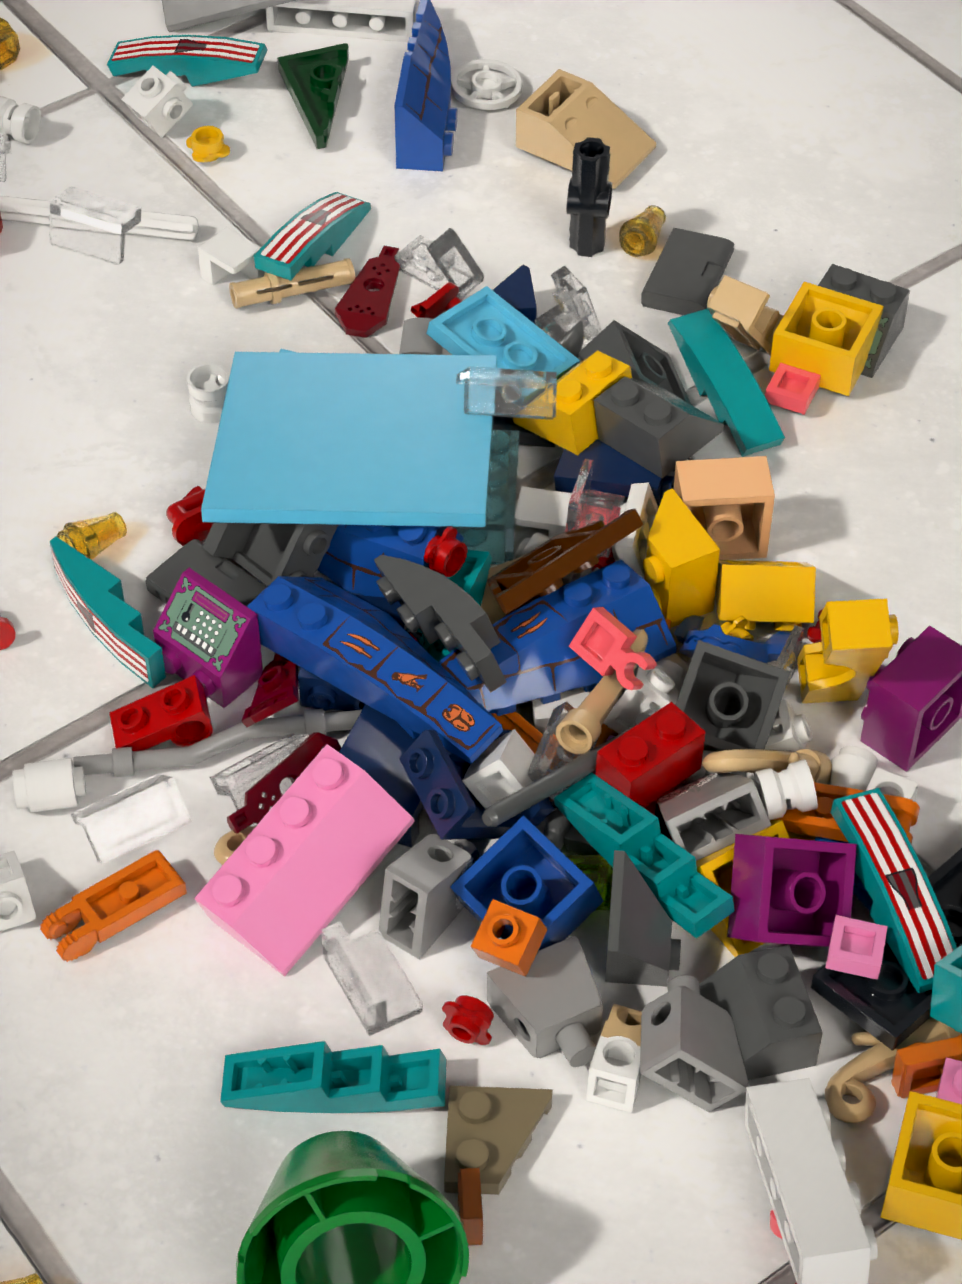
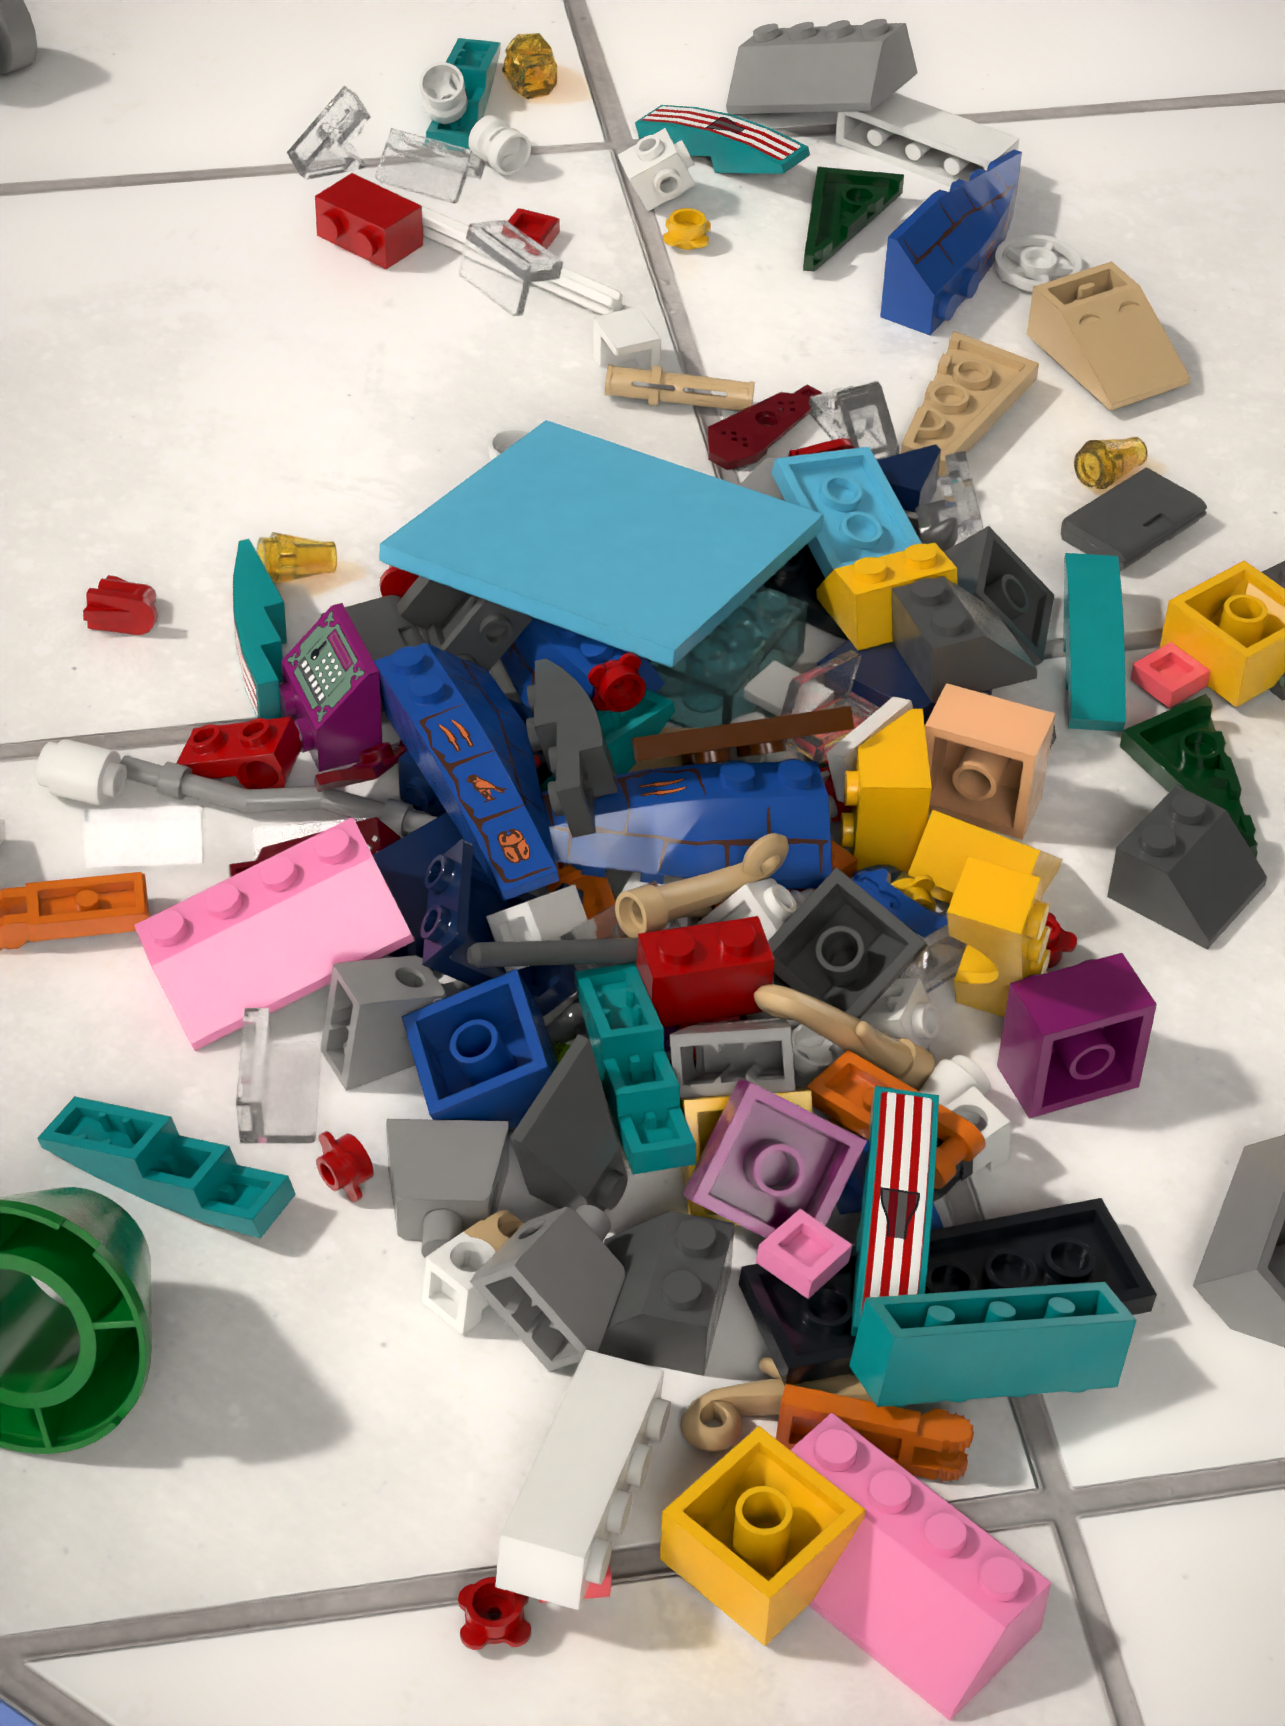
camera: 25 degrees right, 5 degrees down
(85, 179) = (537, 226): none -> red tile
(311, 234) = (729, 344): slope -> none
(471, 1204) = (213, 1346): dark orange tile -> none
(490, 1131) = (288, 1288): dark tan wing -> none
(508, 215) = (967, 396): none -> tan wing
(509, 392) = (795, 546): clear panel -> none
(516, 951) = (422, 1087): orange plate -> none
(589, 196) = (1051, 396): black piece -> none
(606, 647) = (727, 837): coral plate -> none
(743, 313) = (1148, 567): tan window -> none
(786, 789) = (832, 1058): white wheel -> none
(852, 455) = (1188, 752): none -> dark green wing
(900, 537) = (1186, 868): none -> dark grey slope

